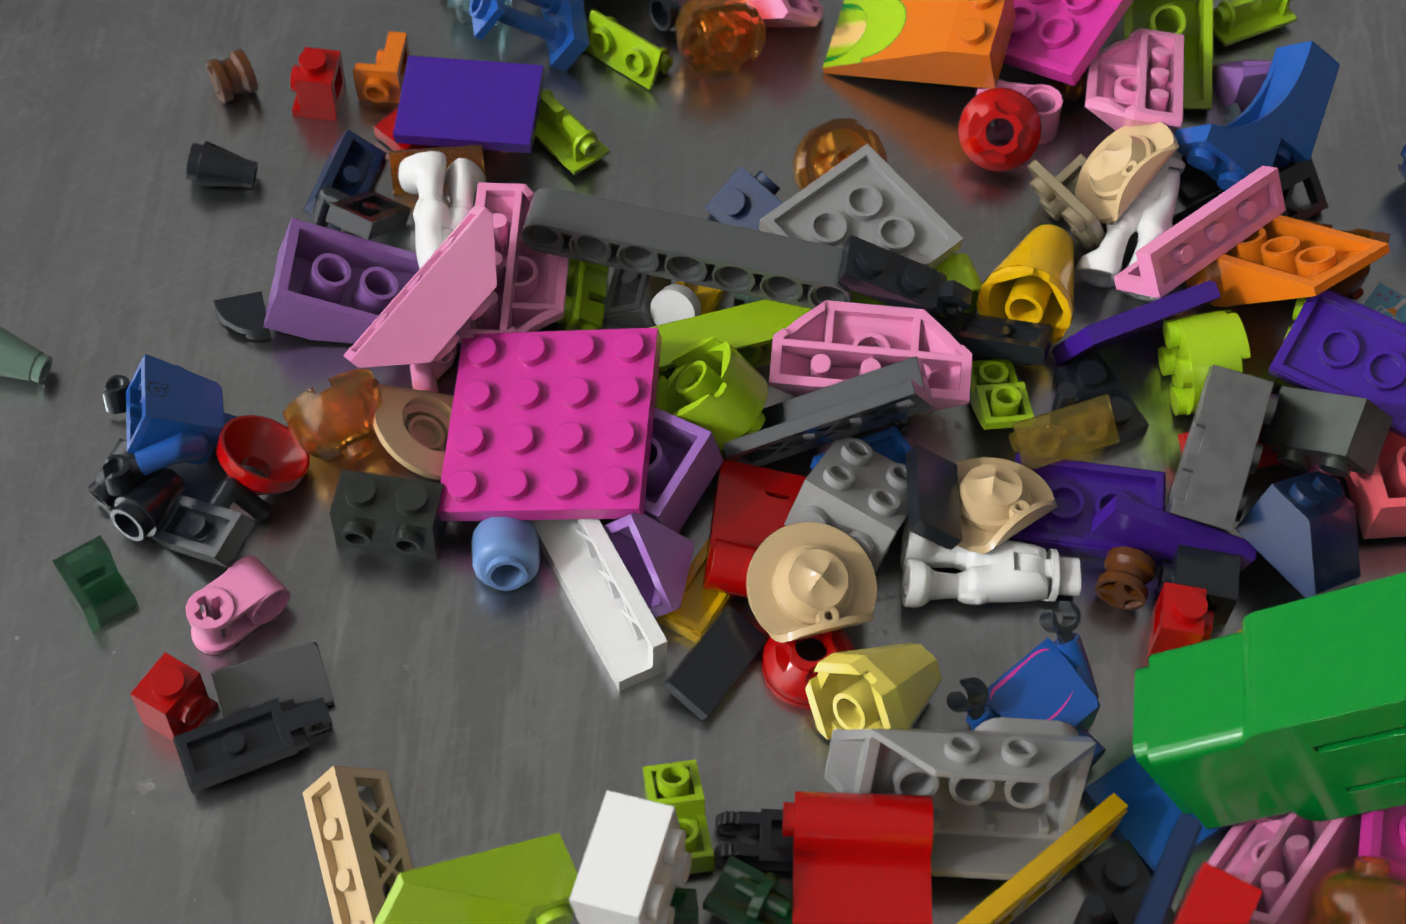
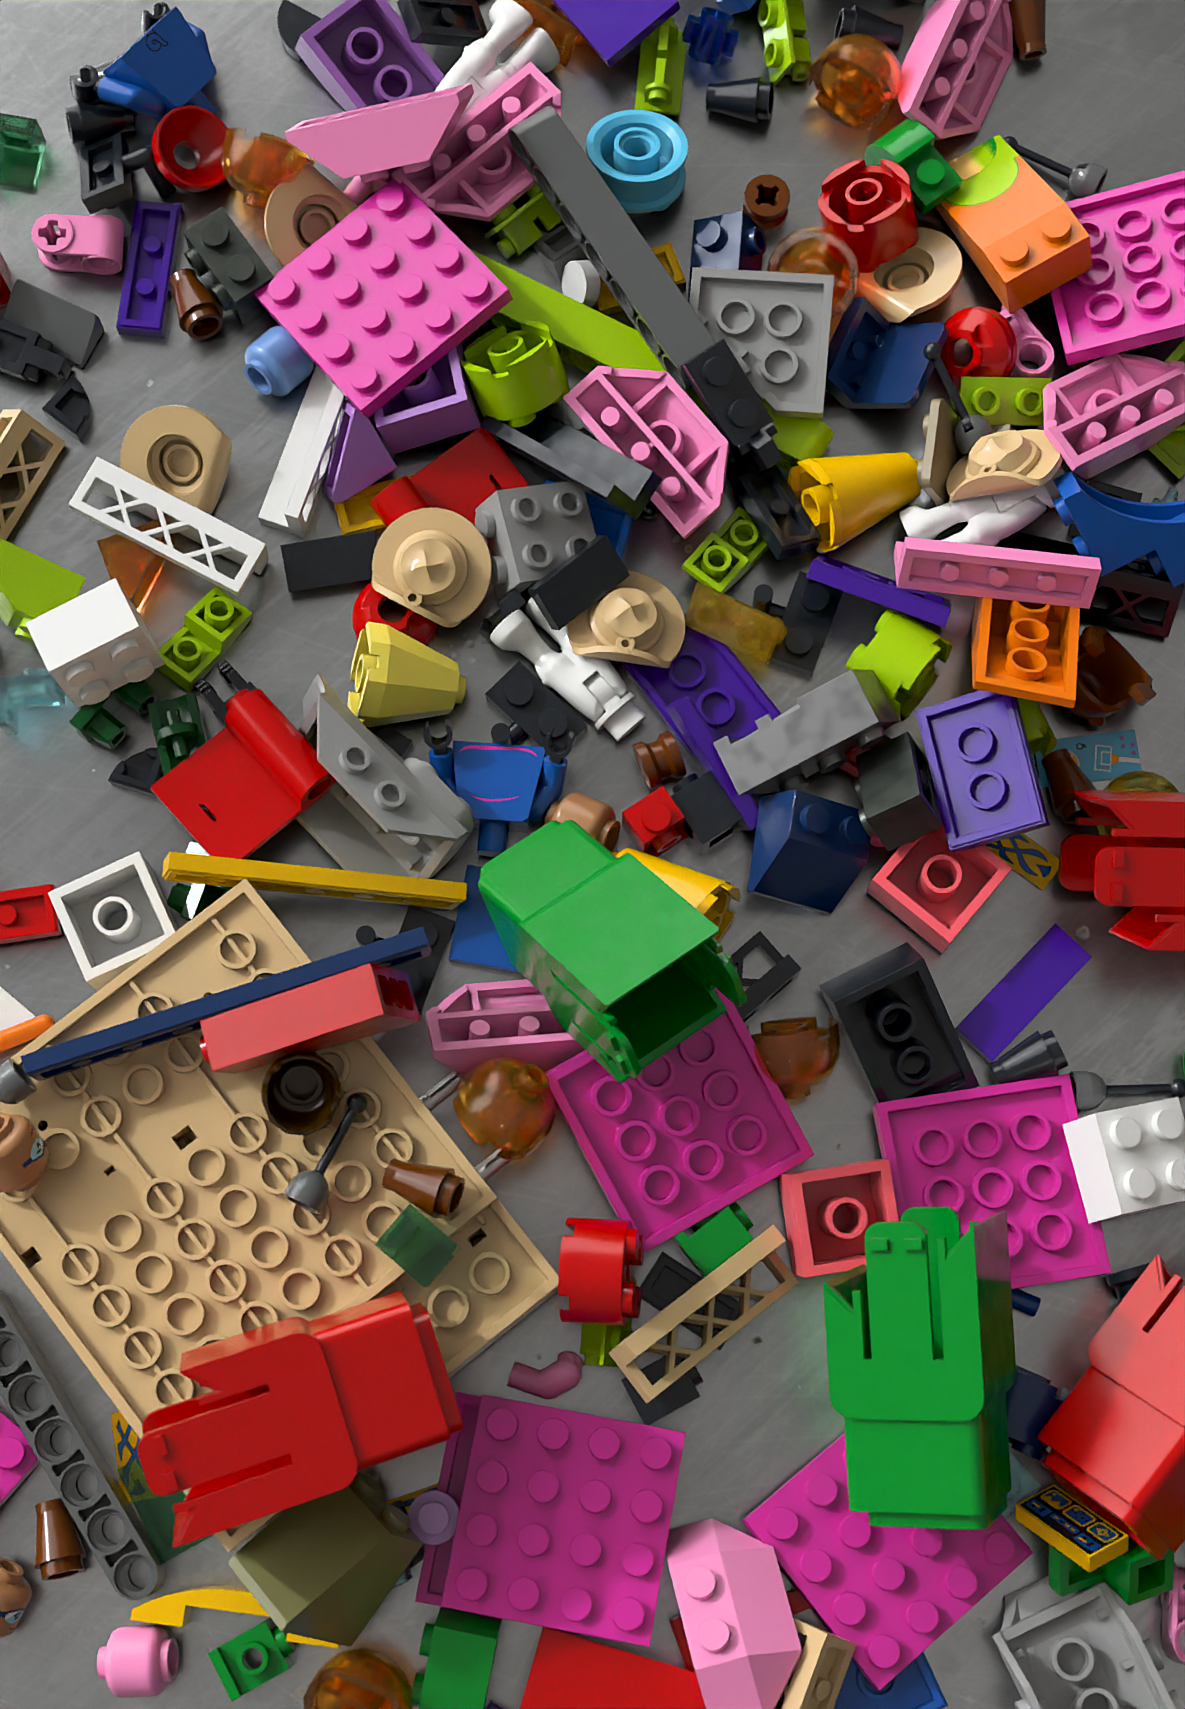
camera: 50 degrees right, 20 degrees up
(313, 580) = (149, 269): none -> dark purple tile
(361, 741) = (70, 408): none -> black tile
(386, 570) = (196, 307): none -> reddish brown cone
(508, 697) = (179, 454): none -> tan hat
(557, 803) = (133, 564): none -> clear orange slope
(565, 734) = (184, 518): none -> white fence
(578, 82) = (710, 35): none -> clear blue gear
(629, 176) = (639, 158): none -> medium azure wheel
(646, 106) = (744, 99): none -> black cone
(746, 144) = (766, 214): none -> reddish brown wheel
(811, 47) = (912, 148): none -> green brick
(827, 88) = (870, 210): none -> red brick
(893, 581) = (507, 605): none -> black tile
(905, 116) = (915, 278): none -> tan hat
(959, 177) = (879, 361): none -> dark blue bracket
(991, 633) = (530, 710): none -> black plate
(1055, 144) = (1004, 399): none -> lime hinge
(1067, 170) = (969, 427): none -> hinge
(1117, 672) = (591, 814): none -> medium nougat head

